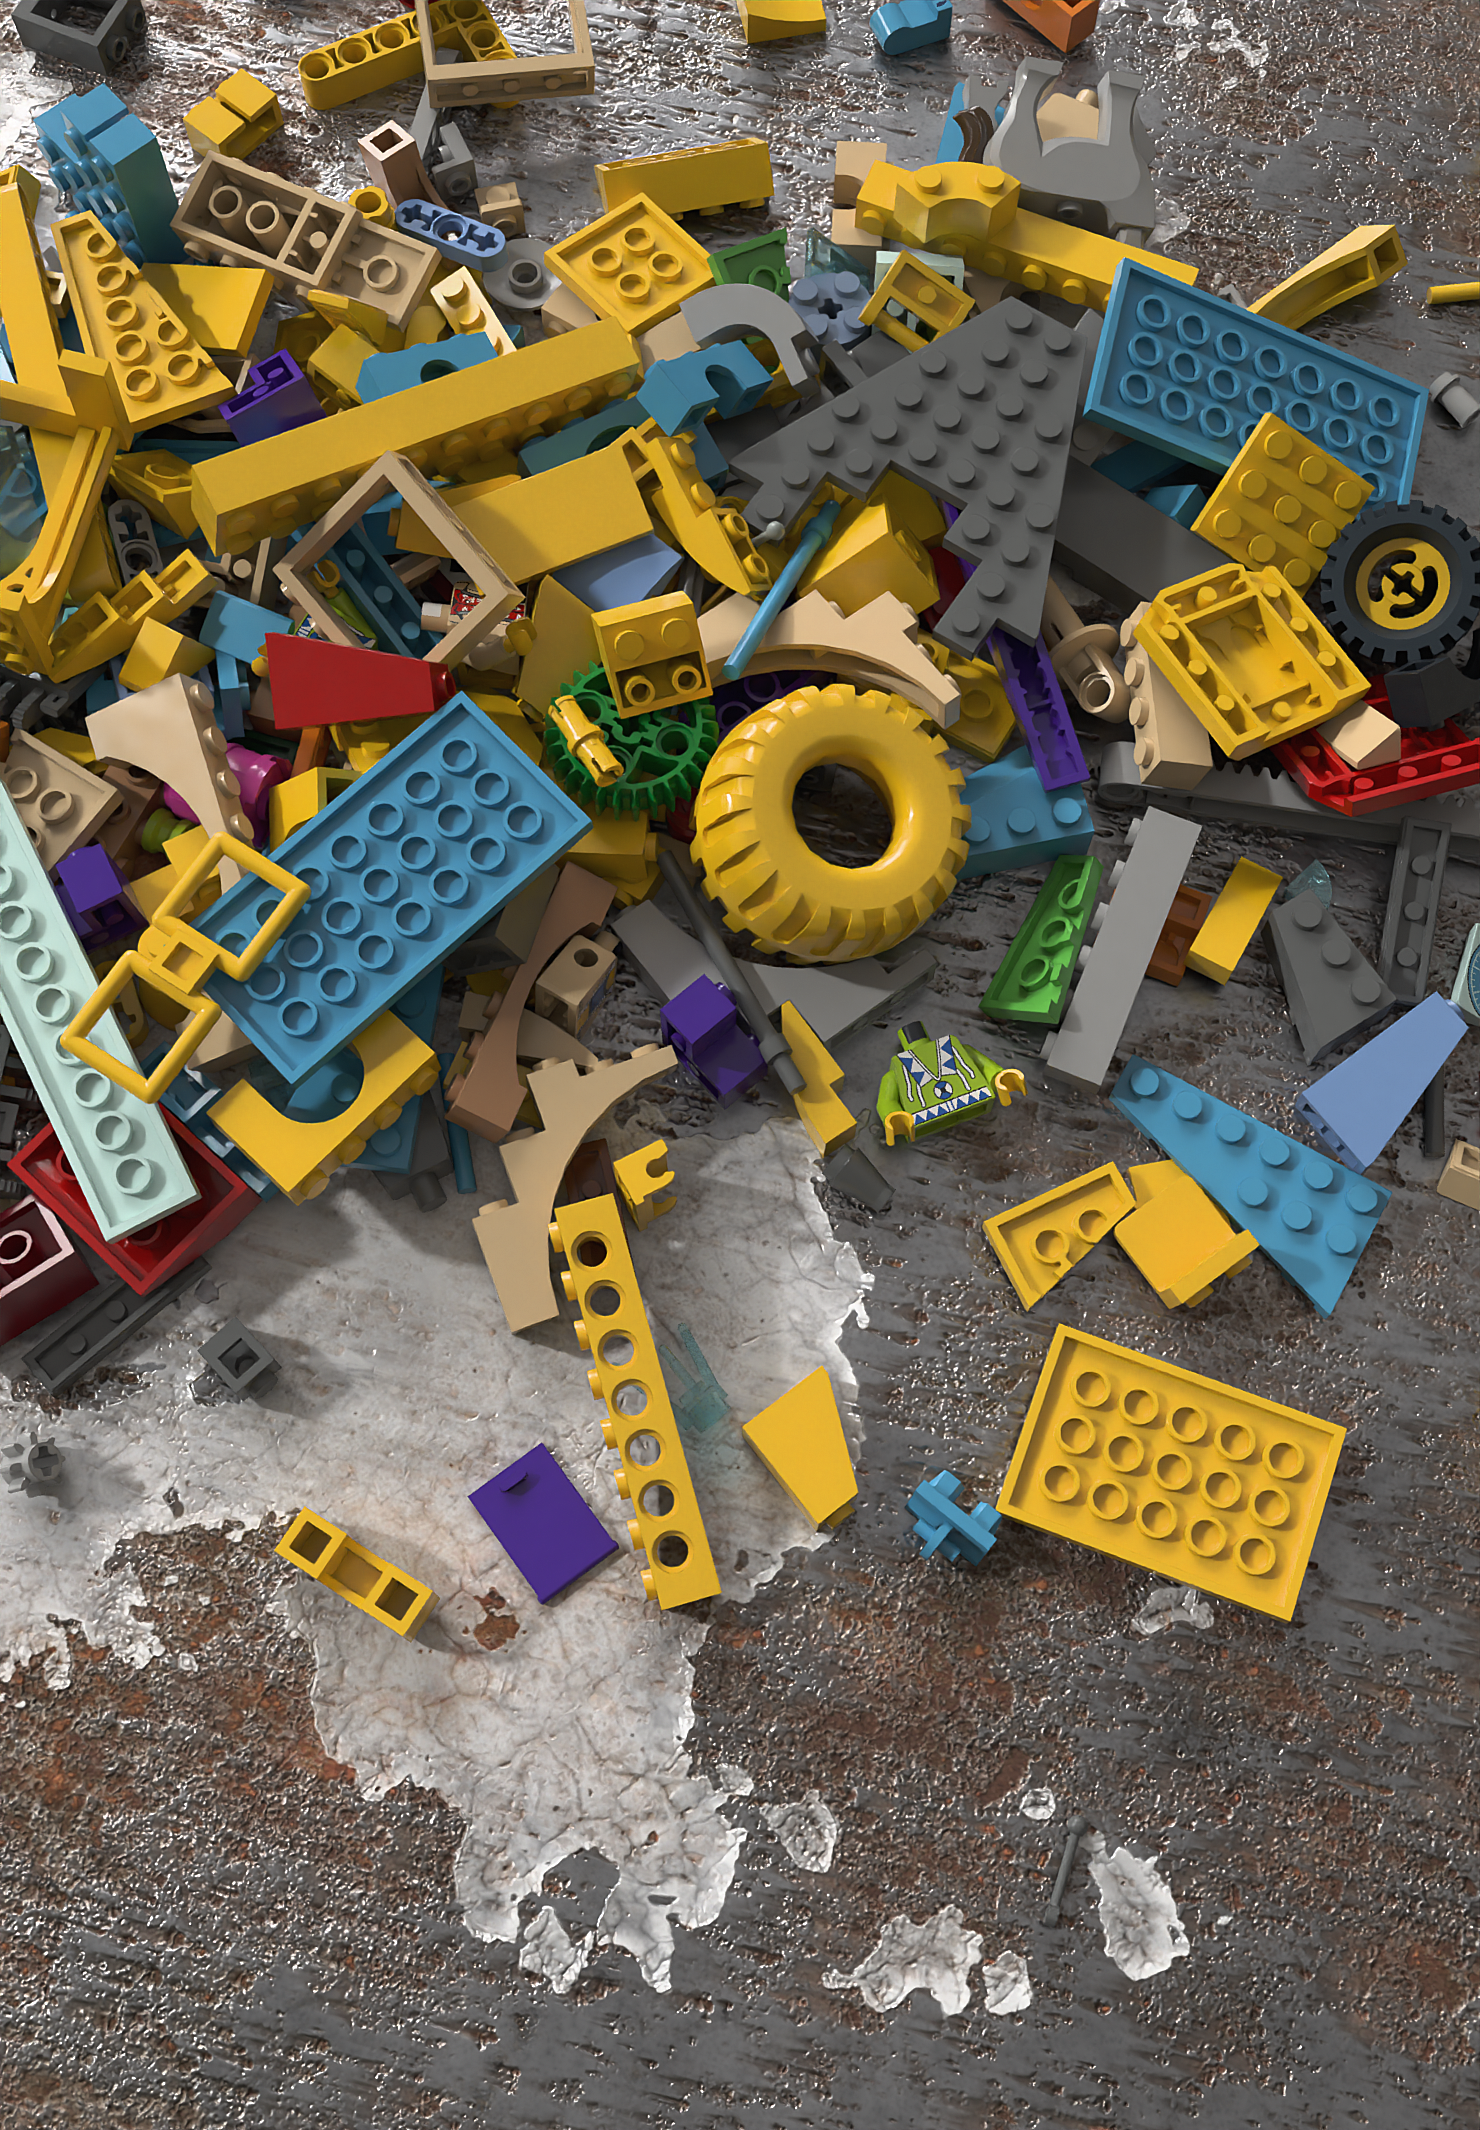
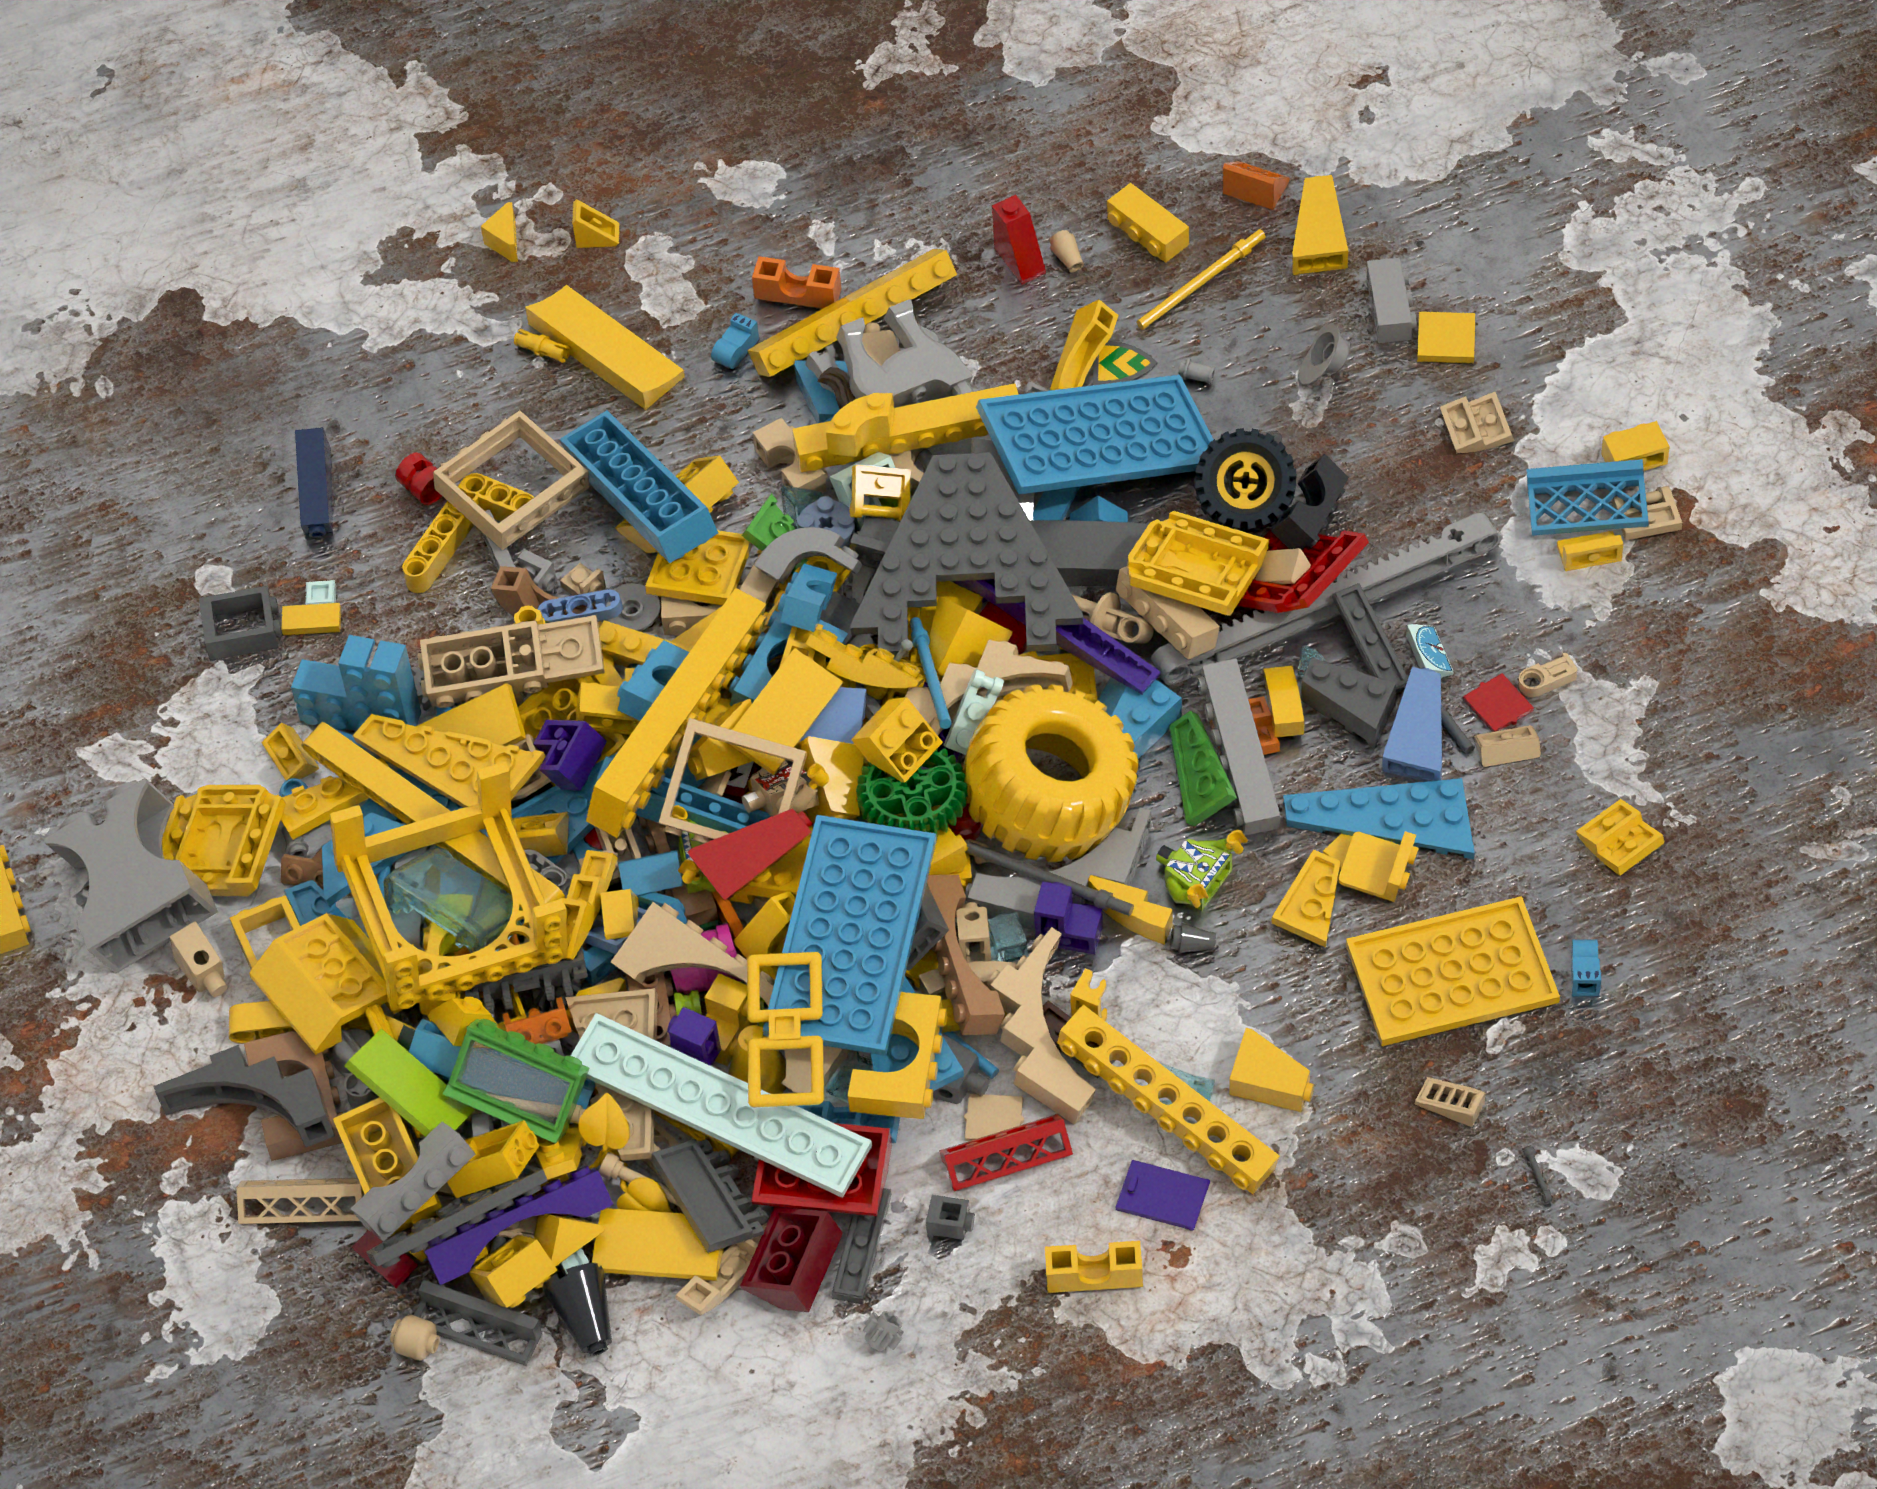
camera: 30 degrees left, 15 degrees down
(166, 63) = (311, 619): none -> yellow tile
(200, 41) = (320, 592): none -> light aqua tile
(236, 119) = (385, 619): yellow piece -> none
(352, 313) = (575, 675): yellow slope -> none
(392, 1298) = (1004, 1140): none -> red fence
(418, 1254) = (992, 1114): none -> tan piece
(585, 741) = (898, 801): yellow pin -> none
(625, 1012) = (1007, 937): none -> clear light blue brick
(630, 124) = (640, 487): none -> dark azure brick
(799, 670) = (972, 710): none -> light aqua plate
(947, 1526) = (1364, 1059): dark azure hips -> none
(1052, 1673) = (1455, 1112): none -> tan slope
(1164, 63) = (867, 302): none -> yellow brick
(1282, 504) = (1151, 478): yellow plate -> none
(1352, 88) = (1016, 239): none -> red slope
(1360, 1598) = (1585, 967): none -> dark azure leg
(1367, 330) = (1120, 363): none -> sticker
(1407, 142) = (1066, 249): none -> tan cone

